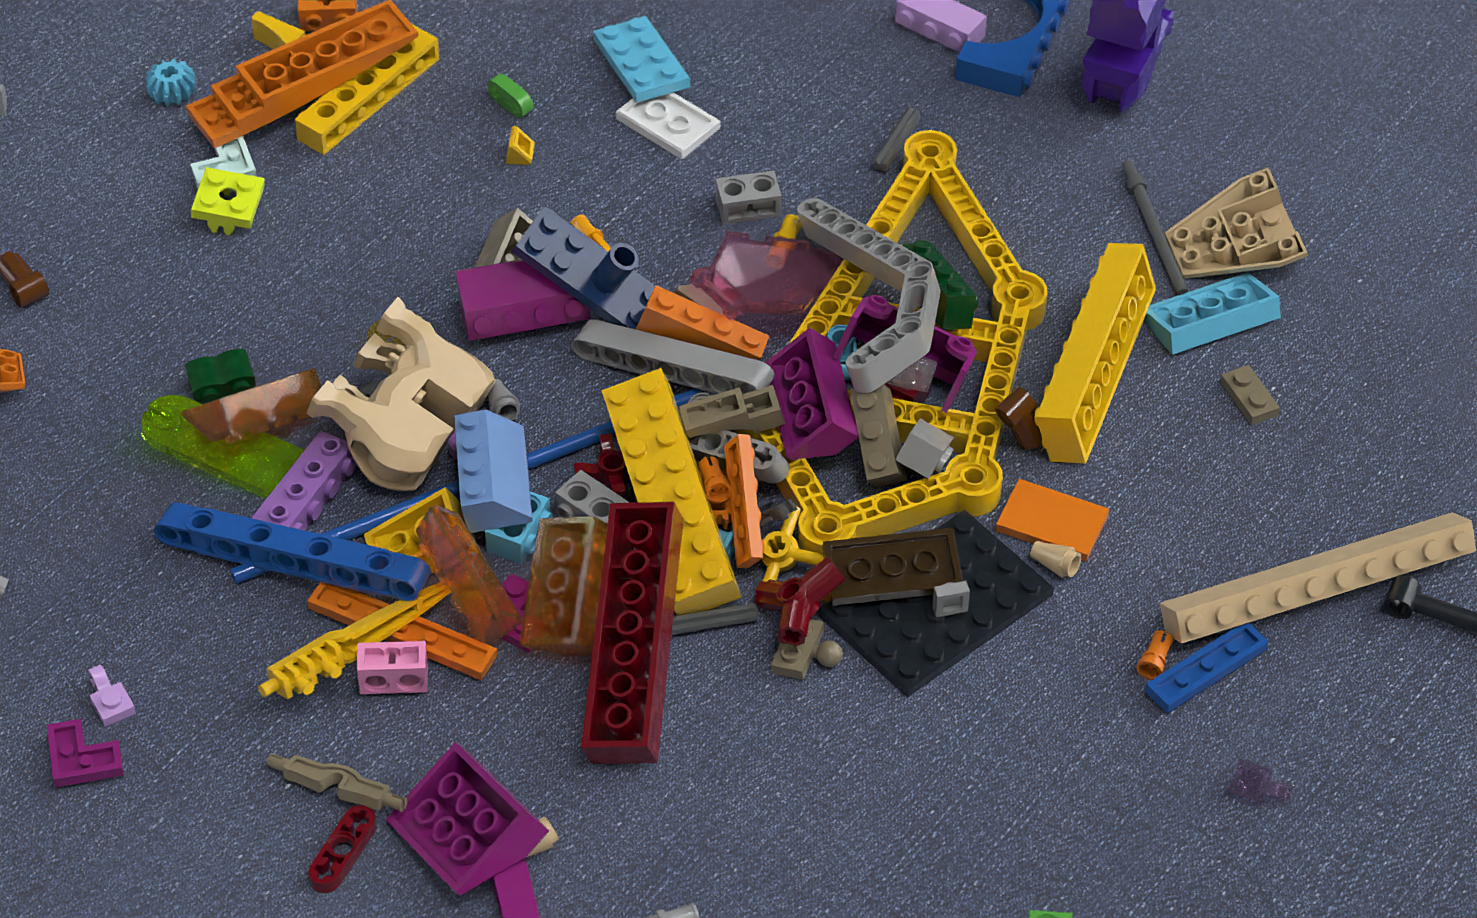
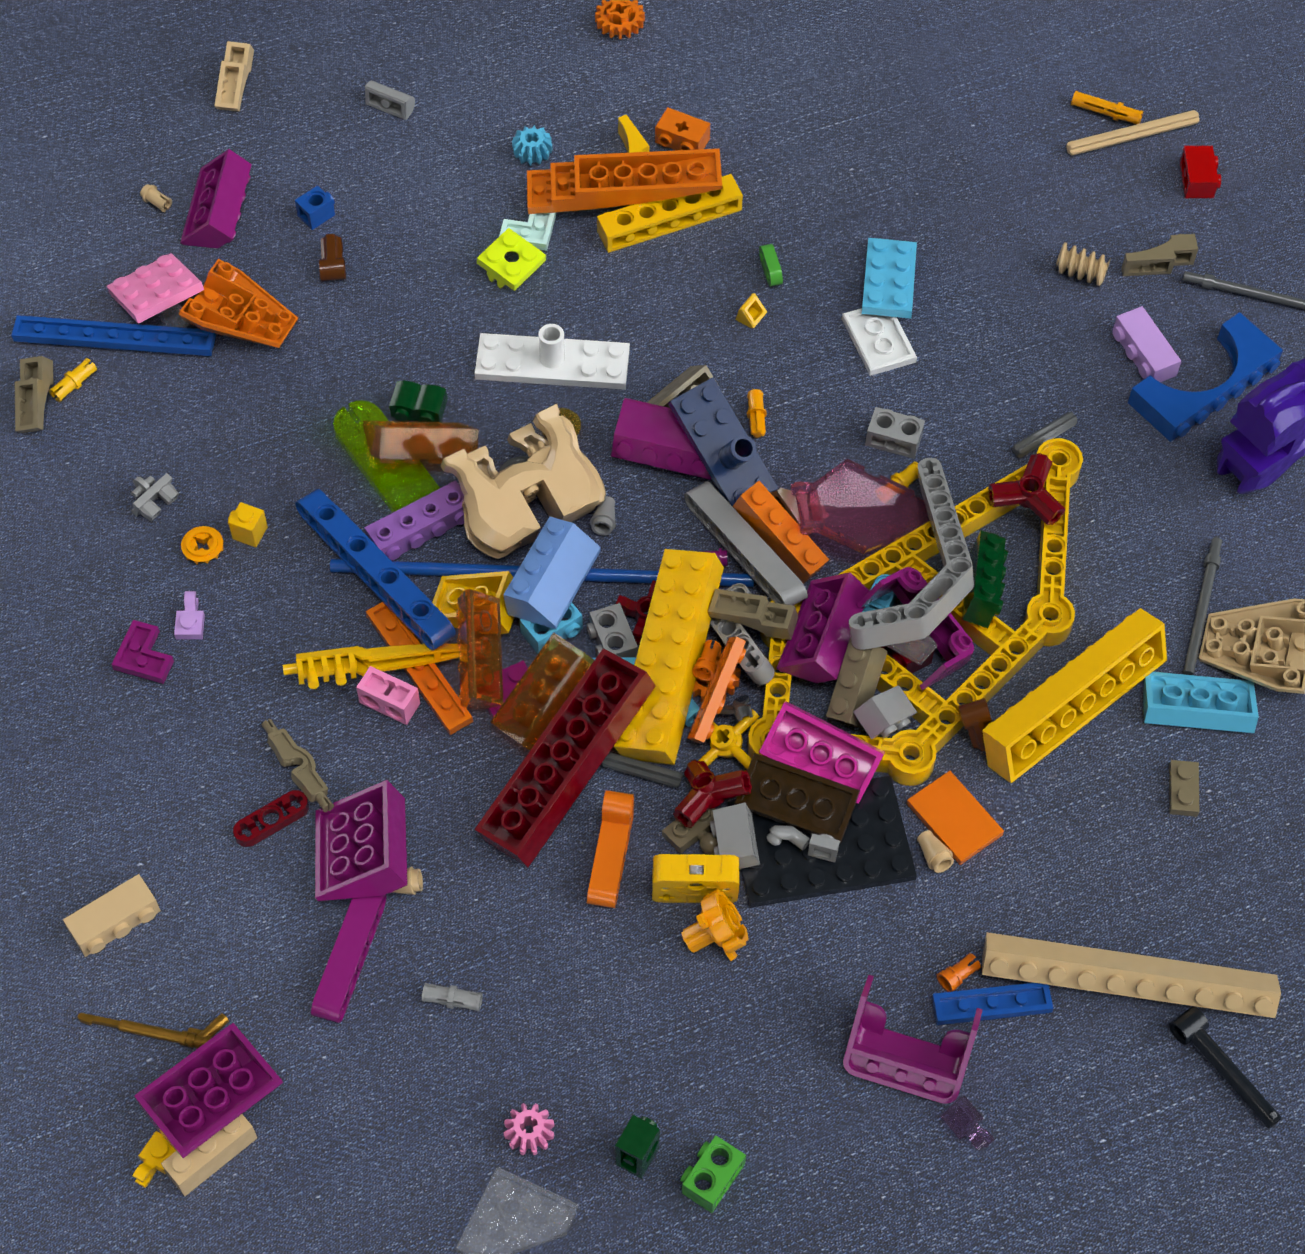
camera: 30 degrees right, 10 degrees up
(63, 611) = (202, 535): none -> light orange gear
(111, 574) = (247, 524): none -> yellow brick
(337, 278) = (552, 360): none -> white plate
(729, 699) = (611, 849): none -> orange beam
(841, 687) = (692, 876): none -> yellow axle
(855, 630) = (735, 834): none -> light grey brick
(884, 506) = (821, 748): none -> dark pink slope
(894, 719) = (718, 924): none -> light orange piece
(907, 603) = (789, 833): none -> light grey arm
(925, 188) = (1033, 479): none -> dark red piece
(1166, 760) = (906, 1061): none -> magenta windscreen

